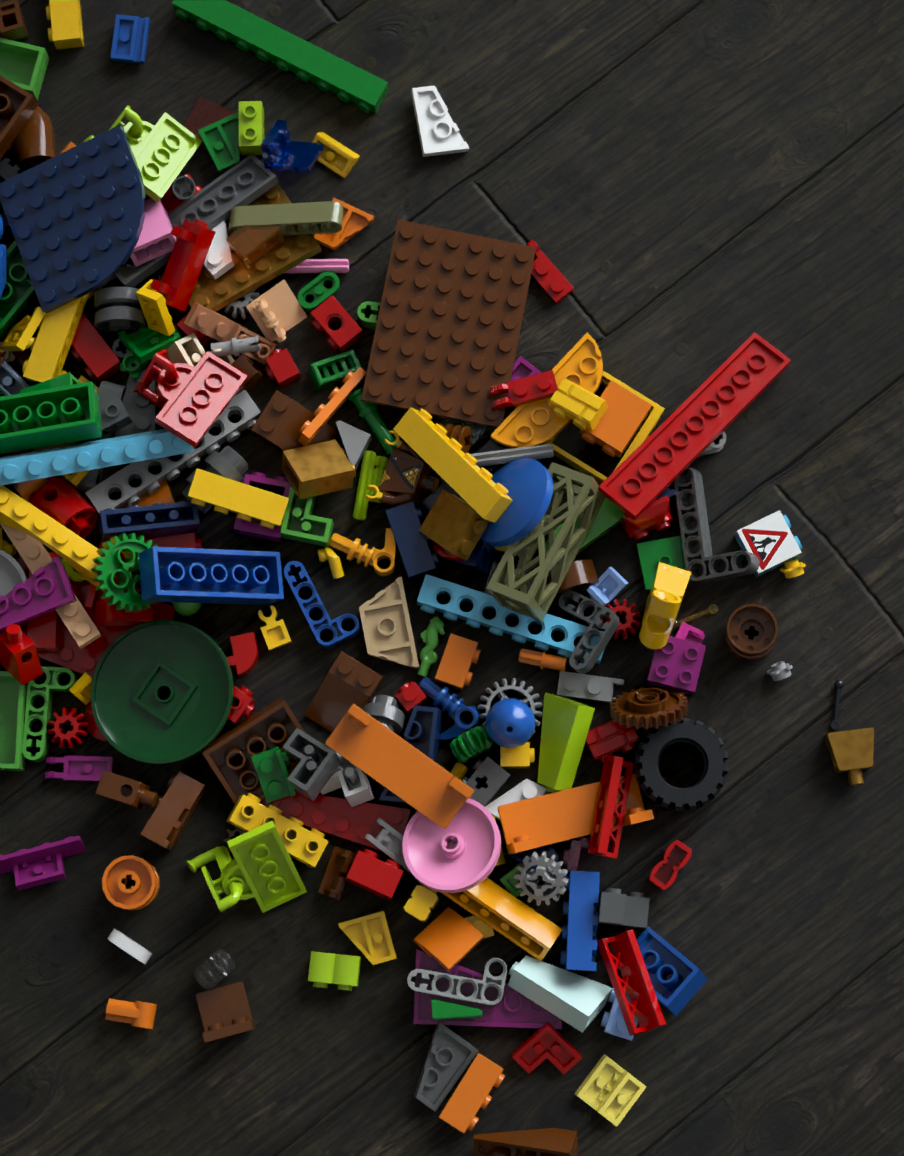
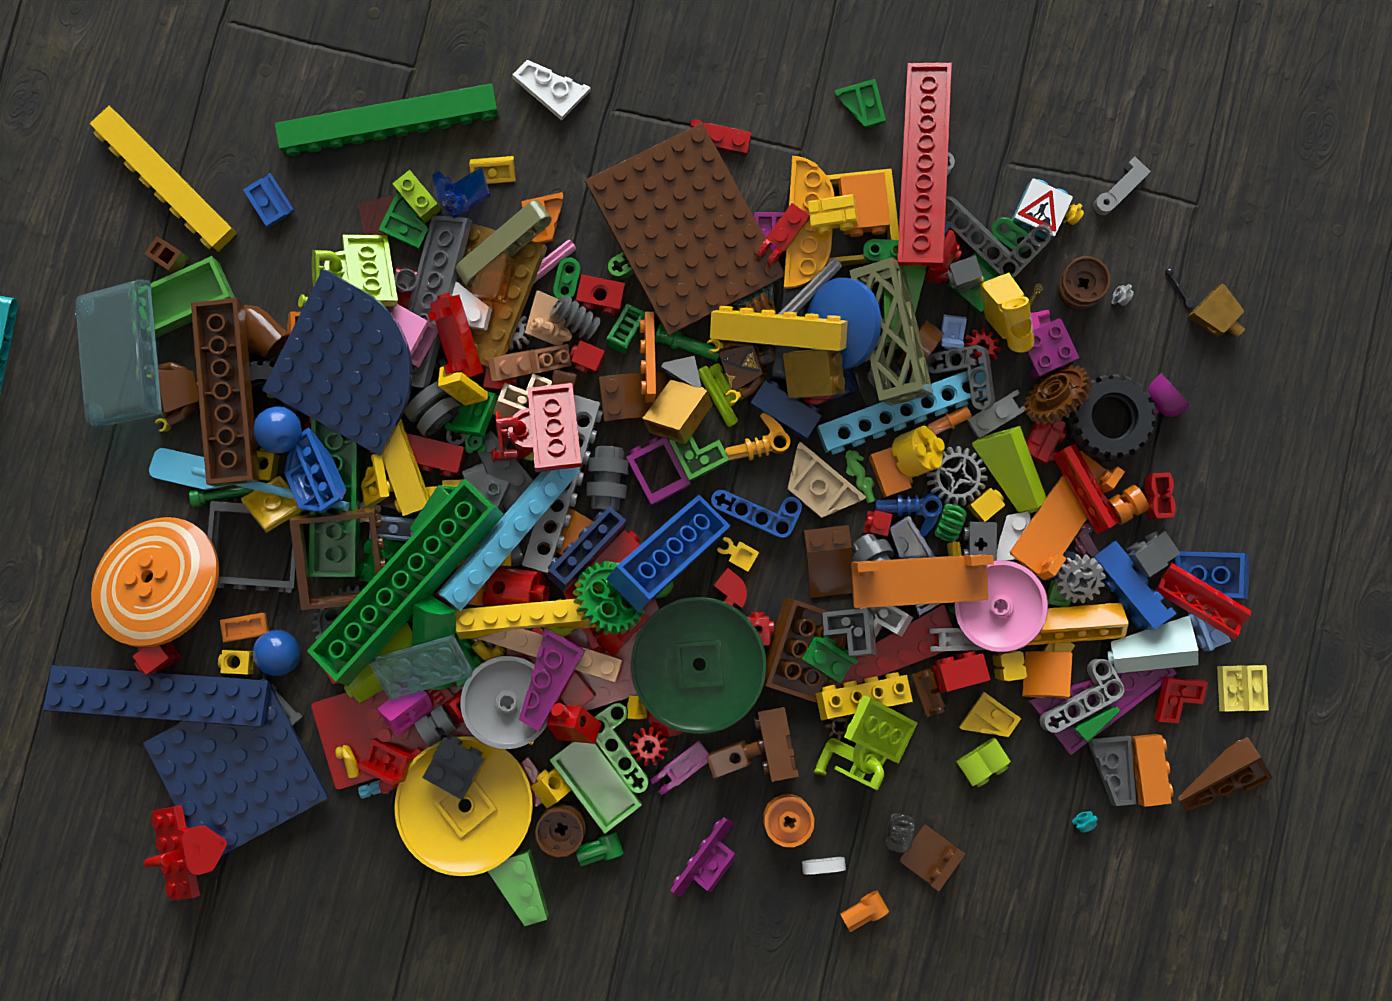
camera: 50 degrees left, 5 degrees up
(236, 346) = (544, 368): light grey pin -> none
(237, 498) = (639, 479): yellow brick -> none
(298, 325) = (575, 316): none -> dark grey piece
(334, 561) = (740, 468): yellow arm -> none
(379, 1091) = (1085, 821): none -> teal plate
(491, 662) = (918, 451): none -> yellow brick
(510, 723) = (971, 485): blue piece -> none
(599, 472) = (885, 250): none -> green plate
(636, 851) = (1129, 503): none -> orange wheel
(652, 544) = (965, 275): none -> dark grey brick
(689, 336) = (863, 102): none -> green wing
(725, 545) = (1010, 236): none -> green plate
(744, 786) = (1166, 398): none -> magenta cylinder
(835, 582) = (1108, 201): none -> light grey leg

